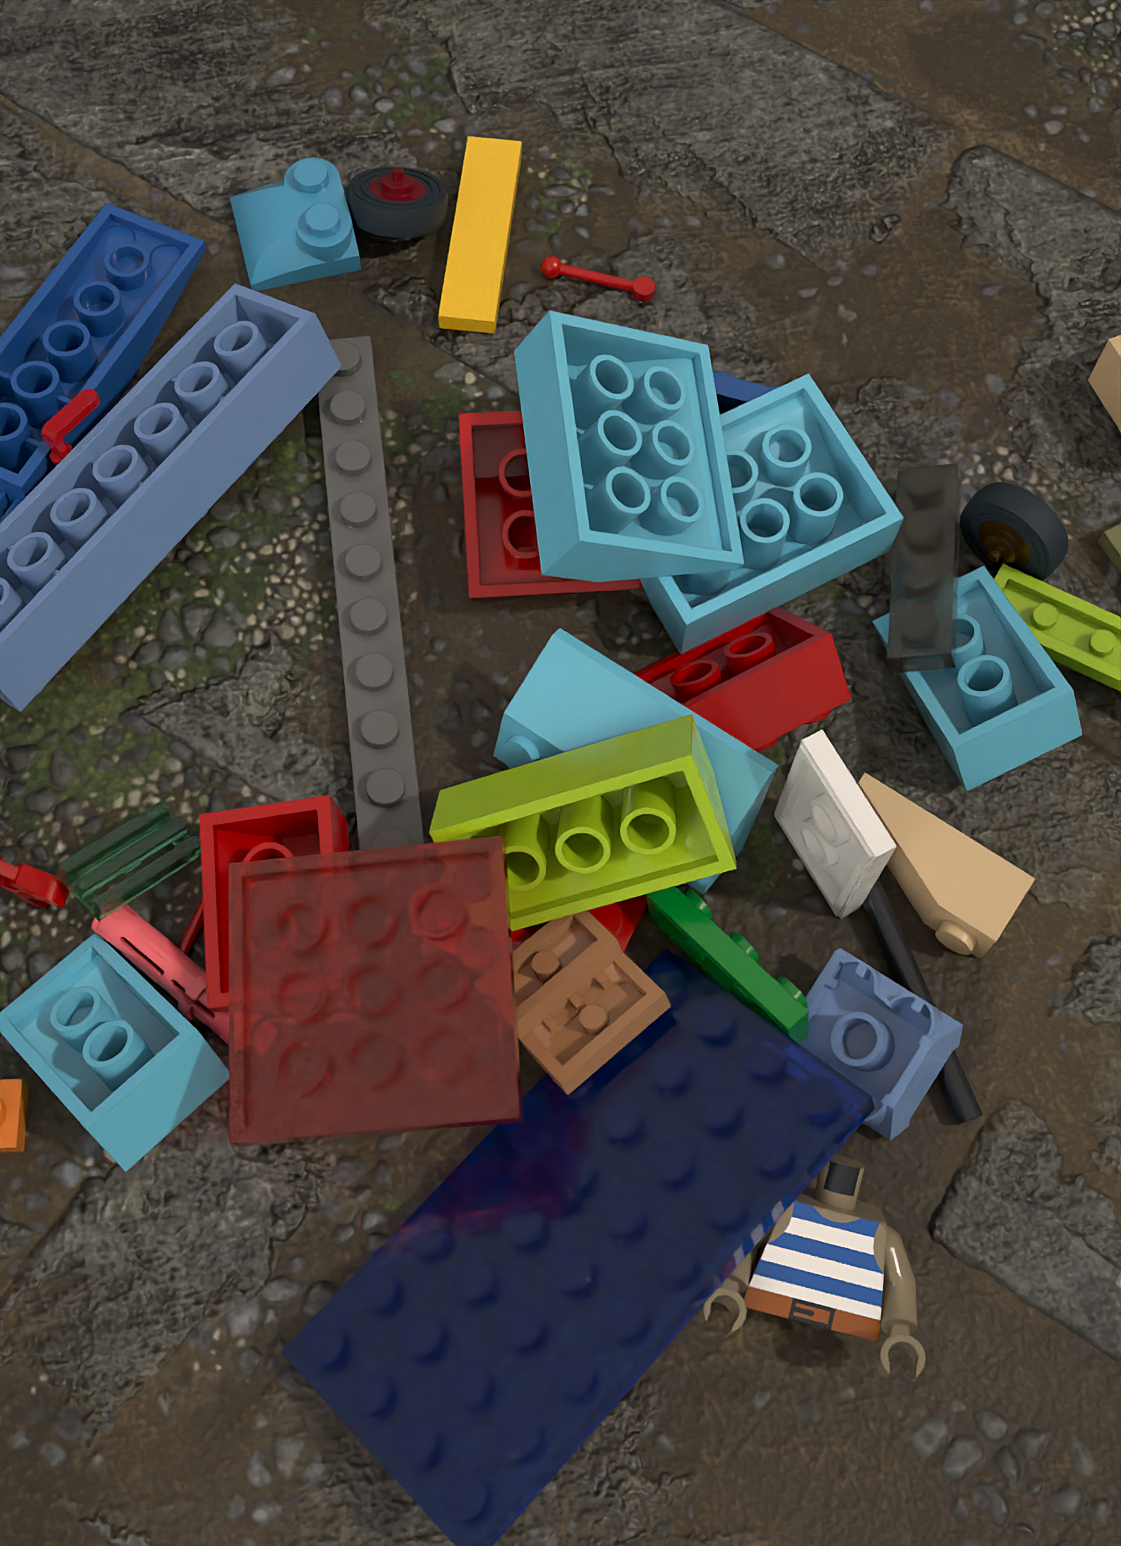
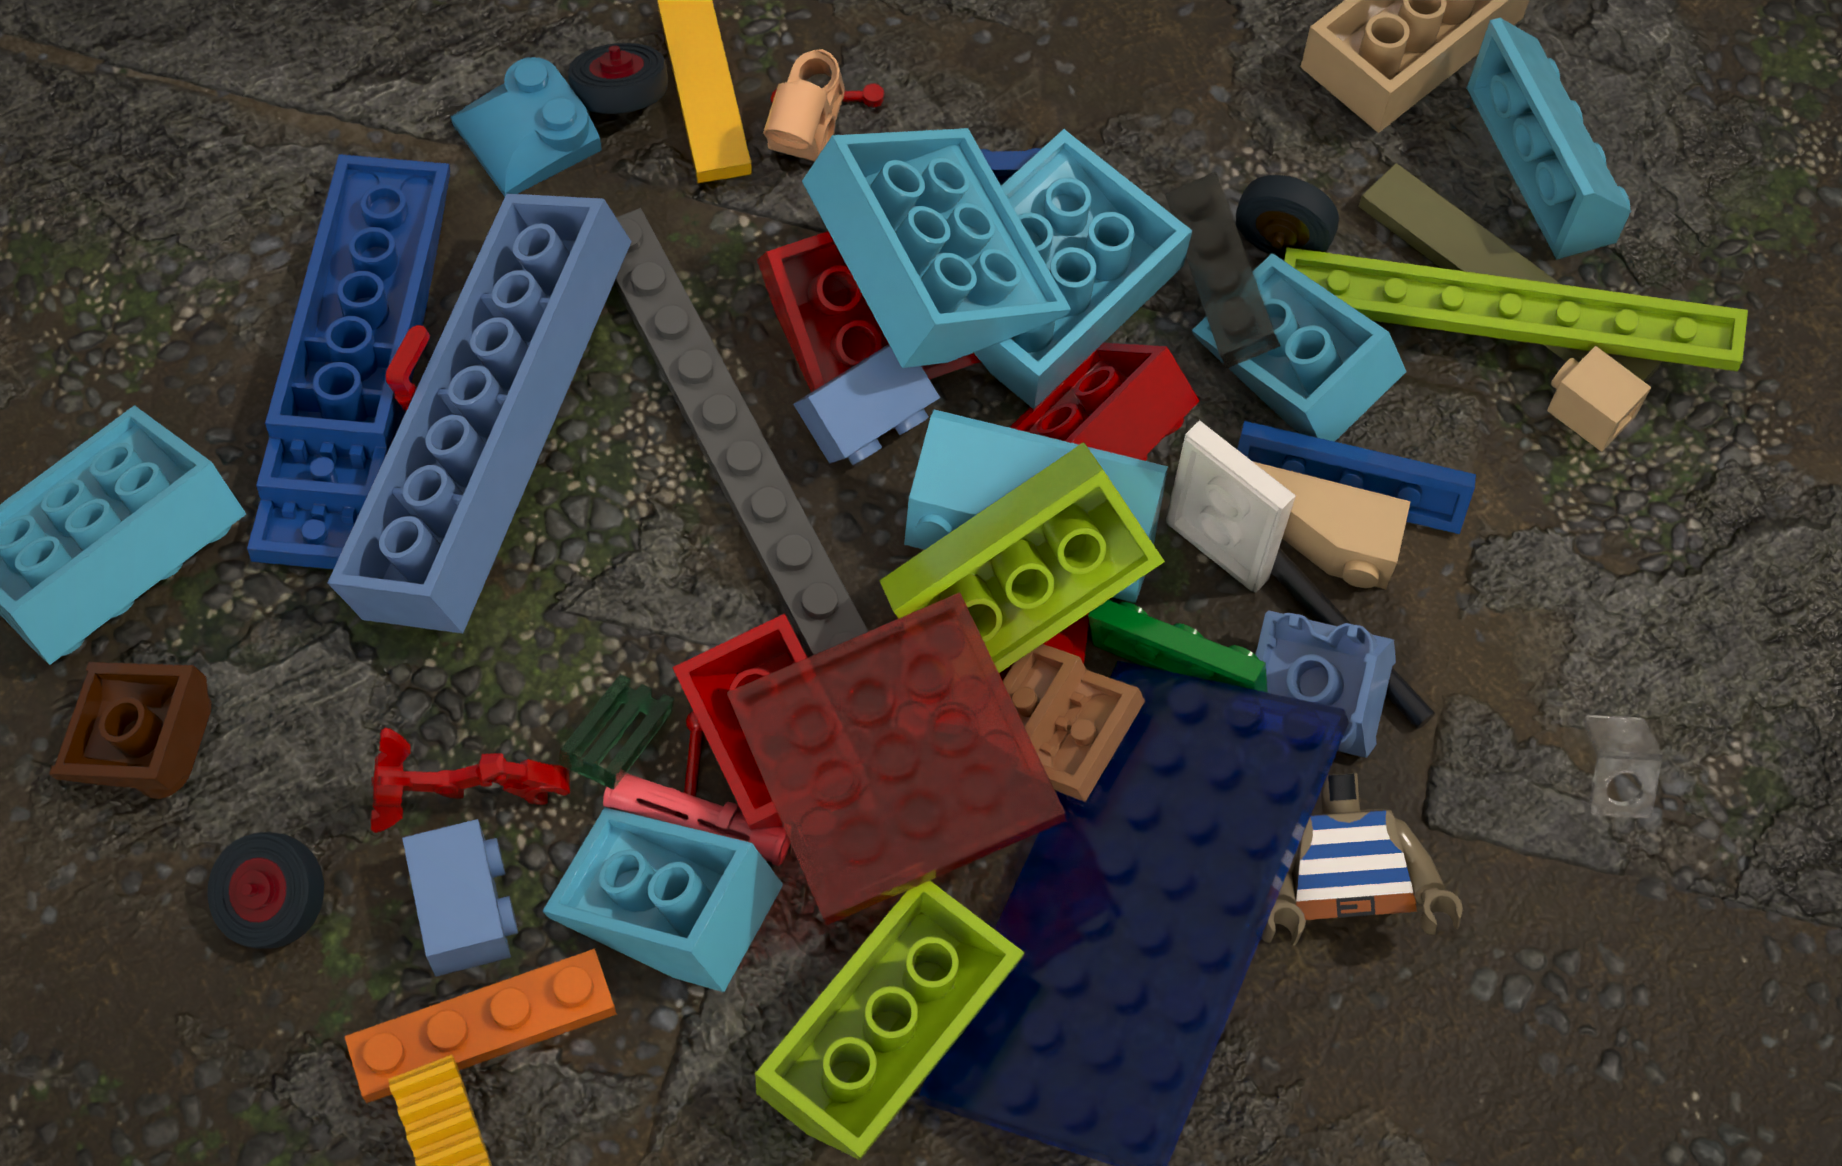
camera: 20 degrees left, 5 degrees down
(266, 1269) = (886, 1020): none -> lime slope
(505, 600) = (865, 404): none -> medium blue brick
(558, 283) = (802, 112): none -> light nougat piece
(1063, 873) = (1436, 492): none -> blue plate

